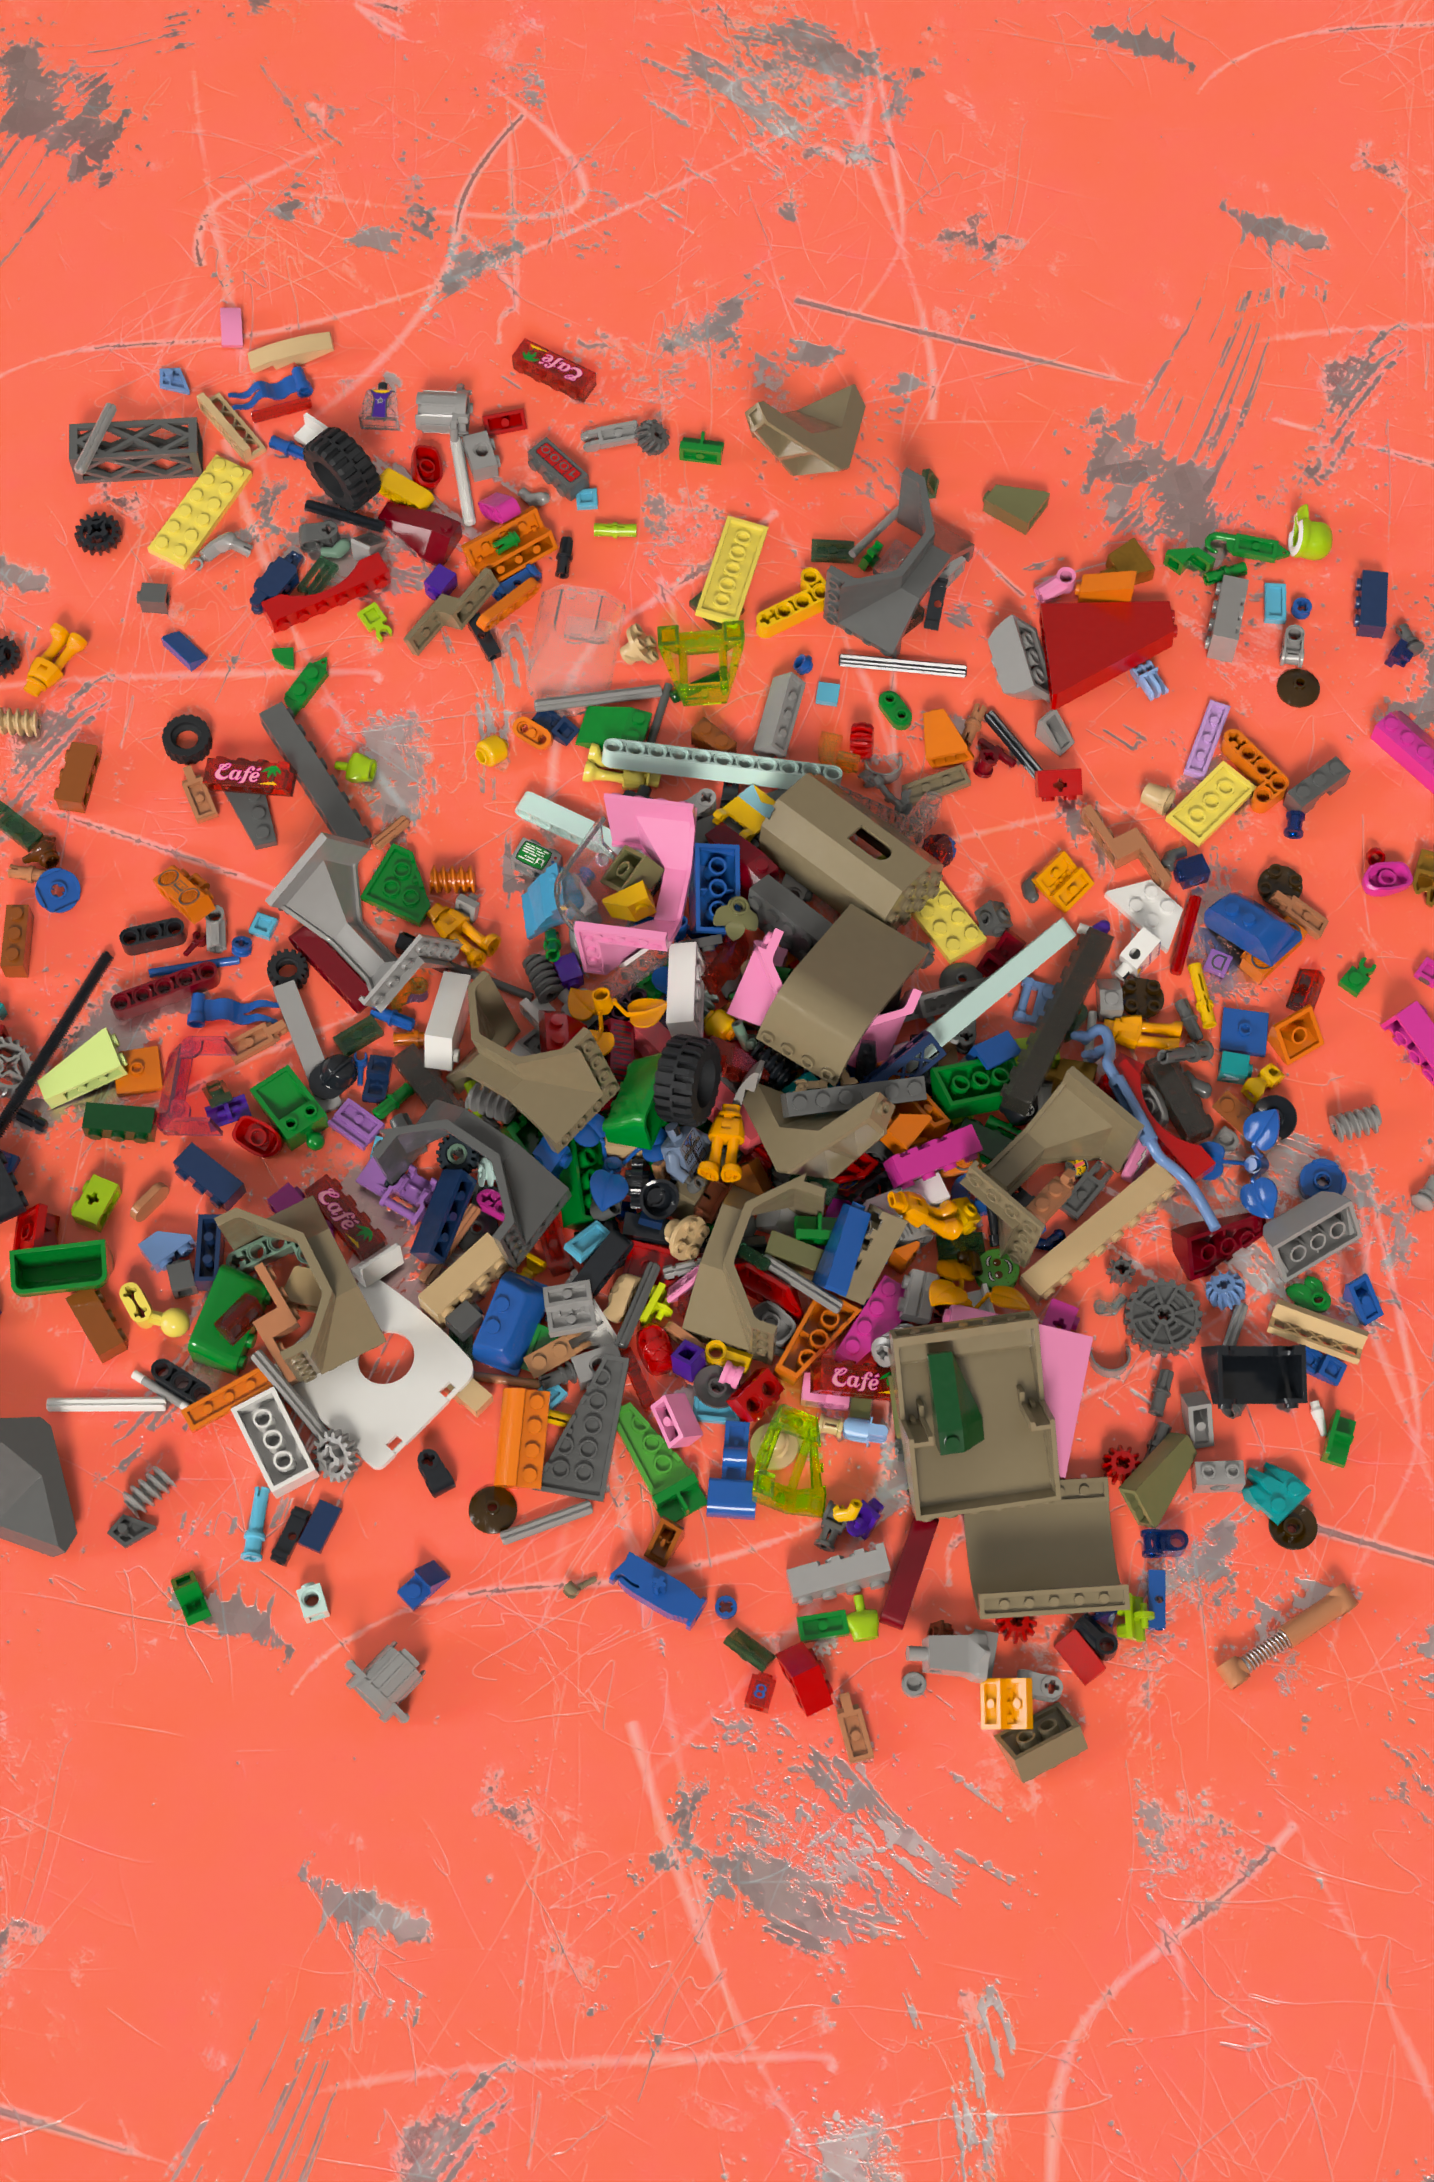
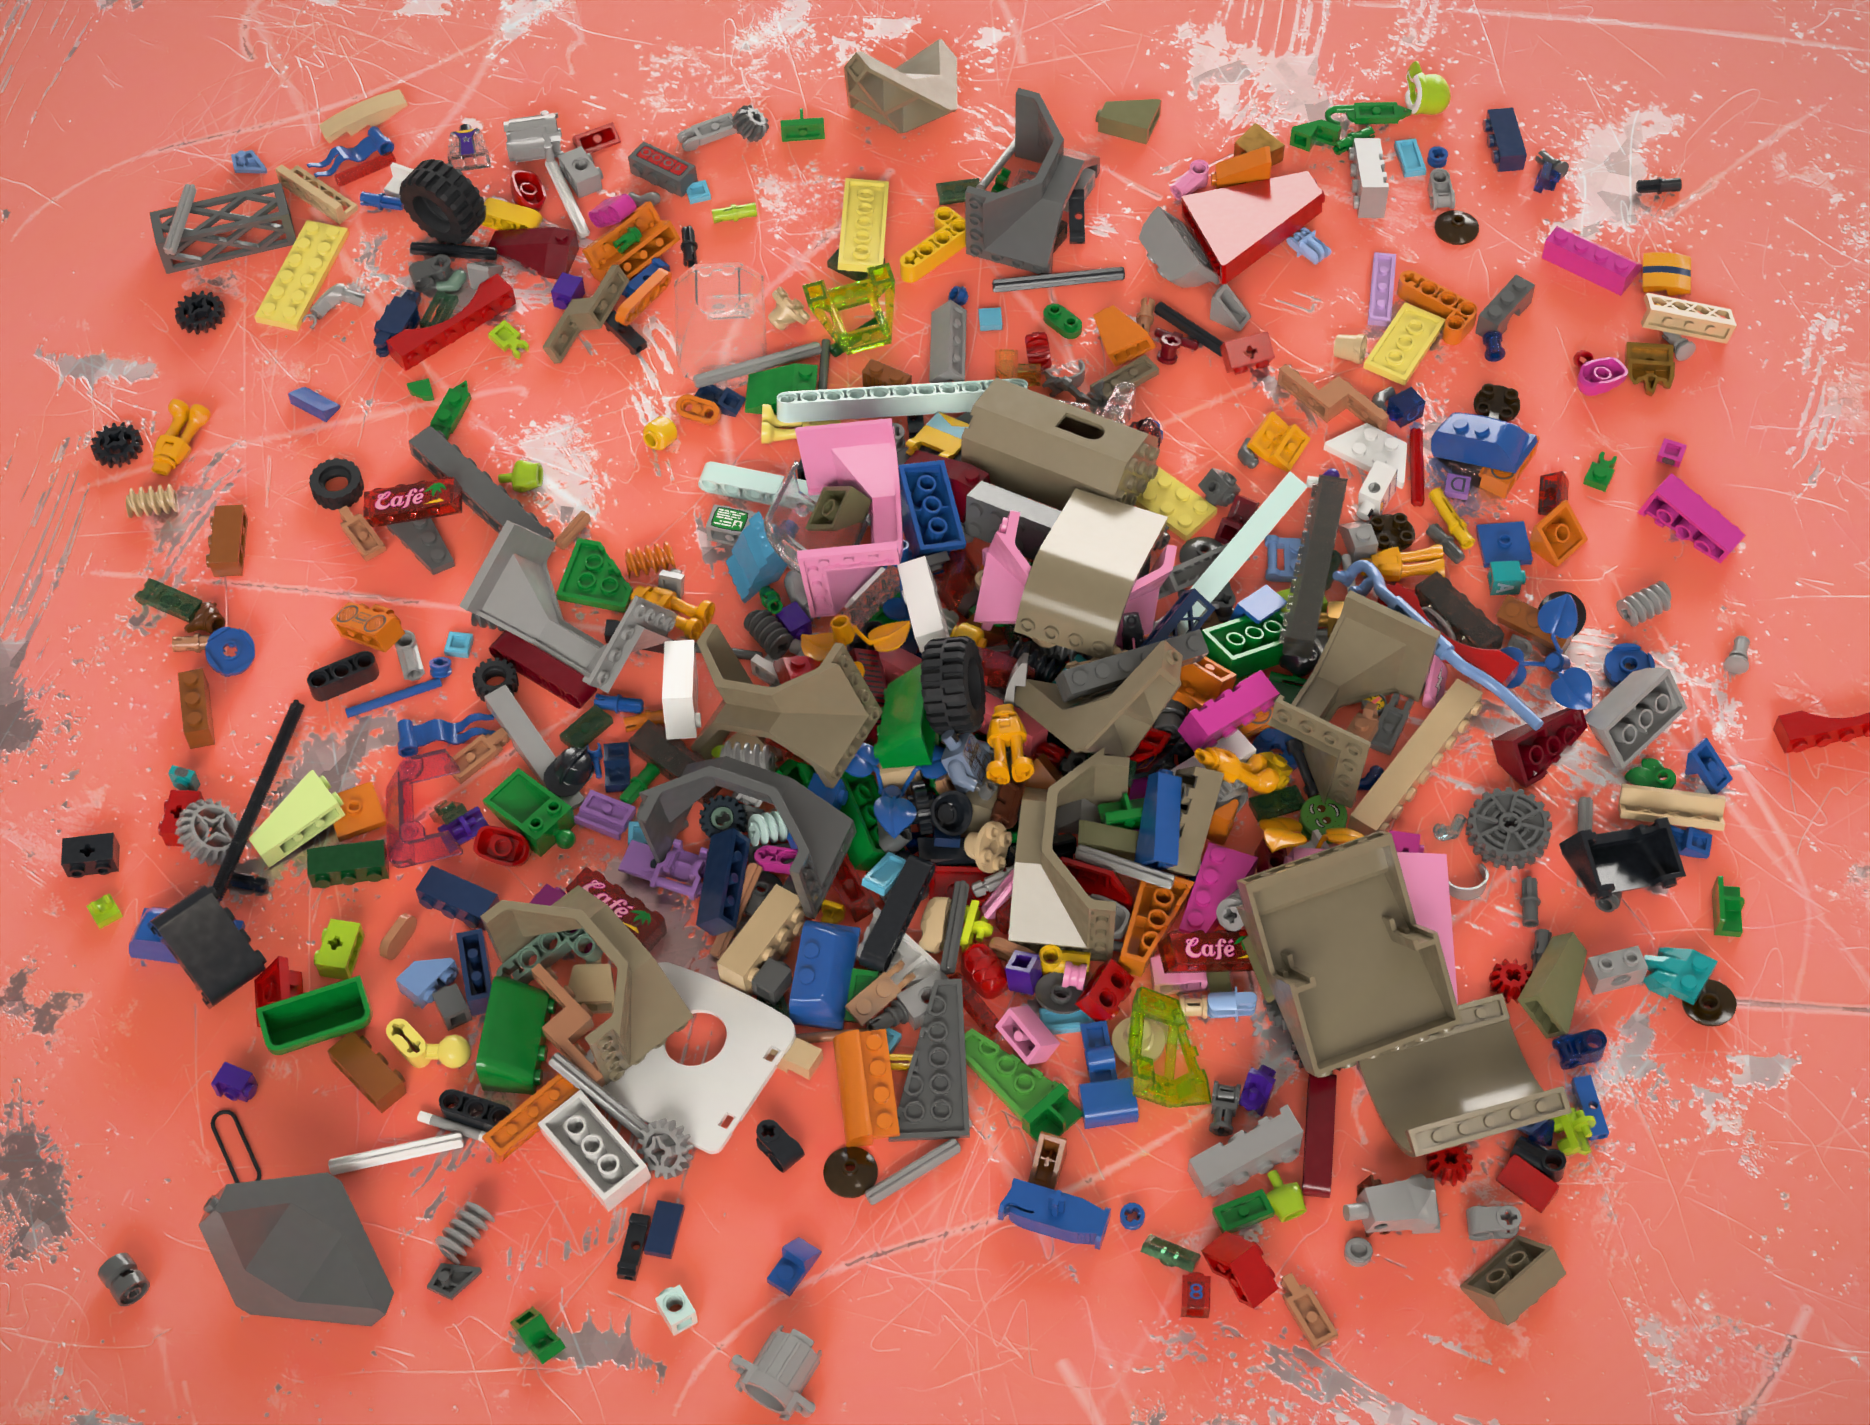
camera: 10 degrees left, 10 degrees down
(154, 598) = (272, 360): dark grey brick -> none
(154, 988) = (357, 727): dark red beam -> none
(200, 943) = (391, 673): dark red hand -> none
(231, 327) = (296, 105): bright pink slope -> none
(239, 1318) = (526, 1028): clear red slope -> none
(254, 1535) = (594, 1252): medium azure pin -> none
(378, 1265) = (669, 942): white panel -> none
(413, 991) = (633, 674): clear yellow leg -> none
(554, 370) = (635, 84): clear red brick -> none
(569, 1308) = (884, 942): light grey slope -> none
(572, 1590) = (960, 1235): dark tan hand -> none
(631, 903) = (846, 532): yellow slope -> none
(736, 921) = (957, 532): olive plate -> none
(746, 1043) = (993, 642): sand green arm -> none
(753, 1257) = (1070, 850): clear green axle -> none
(848, 1514) = (1241, 1086): yellow arm -> none
(904, 1130) = (1193, 689): orange slope -> none
(915, 1303) = (1251, 851): light grey brick -> none
(955, 1412) = (1322, 945): dark green wedge -> none
(971, 1259) = (1294, 810): dark brown arm -> none
(1006, 1703) = (1465, 1247): light orange slope -> none
(1115, 1274) = (1451, 792): dark grey gear -> none
(1191, 1052) = (1458, 570): dark grey pin -> none
(1198, 1418) = (1576, 915): light grey slope -> none
(1199, 1087) = (1478, 601): dark grey arm -> none
(1225, 1290) = (1565, 787): medium blue gear -> none
(1269, 1077) = (1542, 580): yellow leg -> none
(1290, 1634) = (1777, 1072): nougat piece -> none
(1300, 912) = (1527, 422): nougat hinge -> none
(1318, 1415) = (1699, 891): white piece -> none

